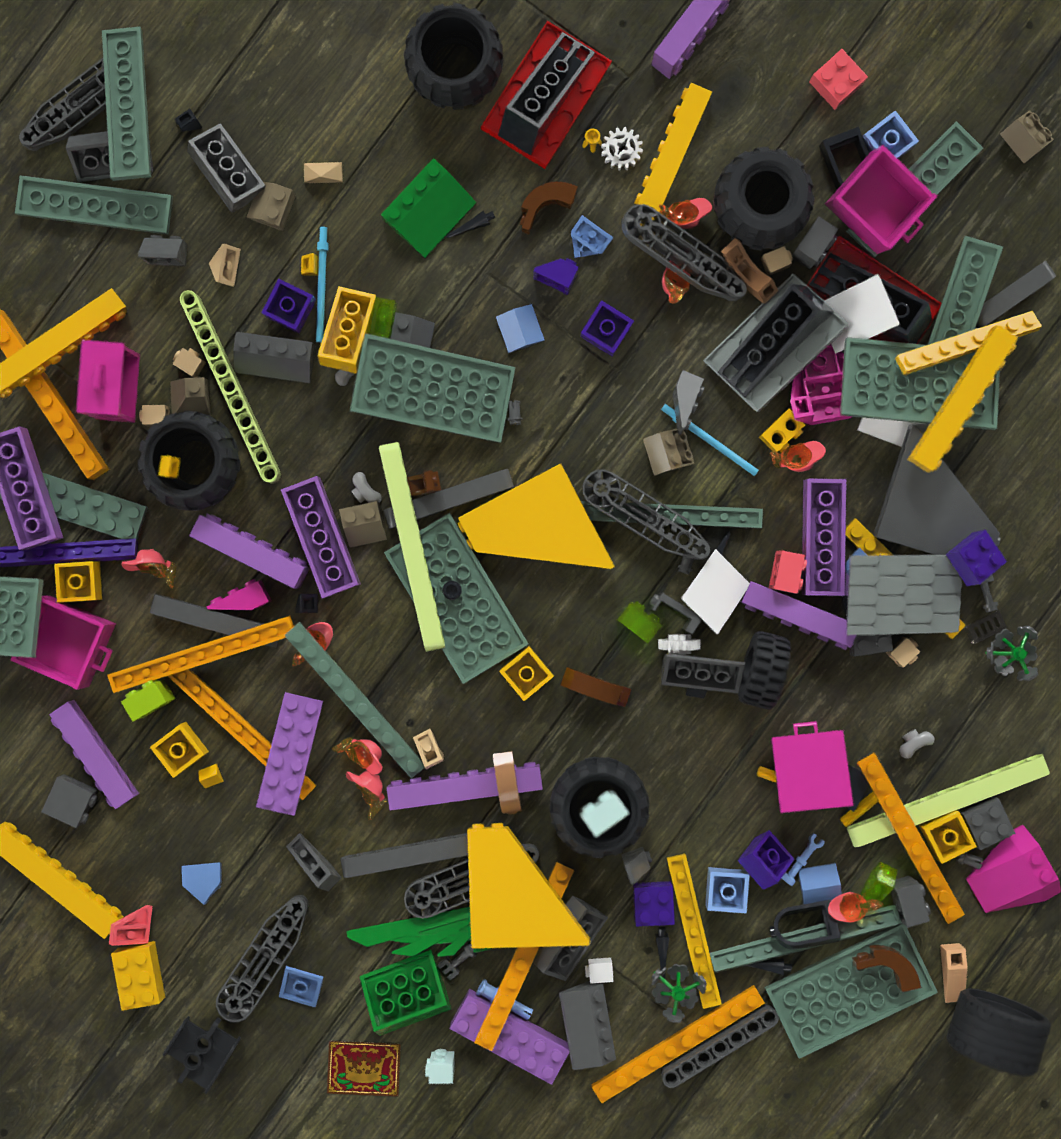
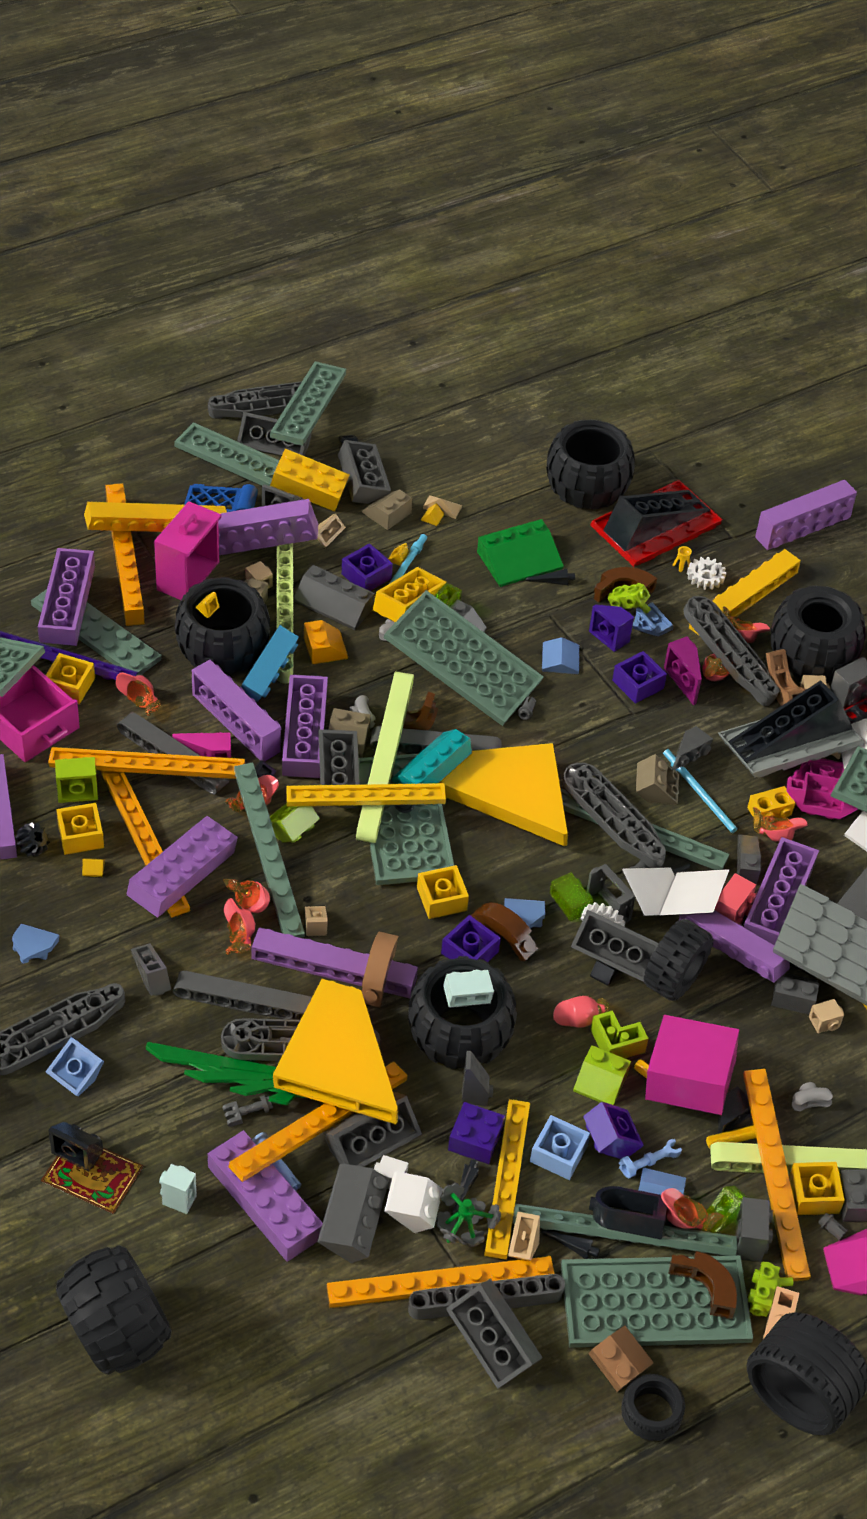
camera: 20 degrees right, 40 degrees down
(124, 263) = (244, 498): none -> blue piece
(145, 788) = (32, 839): none -> black gear
(165, 312) = (267, 526): none -> medium lavender brick
(178, 210) = (309, 479): none -> yellow brick
(254, 487) = (269, 662): none -> dark azure slope
(291, 419) = (324, 642): none -> light orange slope
(319, 191) = (433, 515): none -> yellow slope
(340, 1062) = (75, 1145): none -> black slope
(357, 650) = (292, 822): none -> lime slope
(374, 578) = (339, 758): none -> dark grey slope
(404, 993) = (176, 1116): green slope -> none
(417, 612) = (366, 794): none -> yellow plate
(457, 536) = (436, 759): none -> teal slope
(559, 225) = (630, 597): none -> lime brick
(574, 720) = (471, 940): none -> dark purple brick
(605, 657) = (529, 910): none -> medium blue slope
(631, 995) = (413, 1201): none -> white slope
(646, 296) = (684, 667): none -> magenta slope
(697, 744) = (579, 1011): none -> coral hair
(730, 986) = (525, 1236): none -> tan slope
(735, 800) = (602, 1075): none -> lime slope
(738, 764) = (618, 1040): none -> lime brick
(740, 1082) = (494, 1333): none -> dark grey slope
(751, 581) = (694, 892): none -> white sticker
(780, 501) = (748, 858): none -> dark grey slope
(843, 1058) = (620, 1358): none -> medium nougat slope
(890, 1101) = (653, 1385): none -> black tyre
(933, 941) = (766, 1282): none -> lime brick

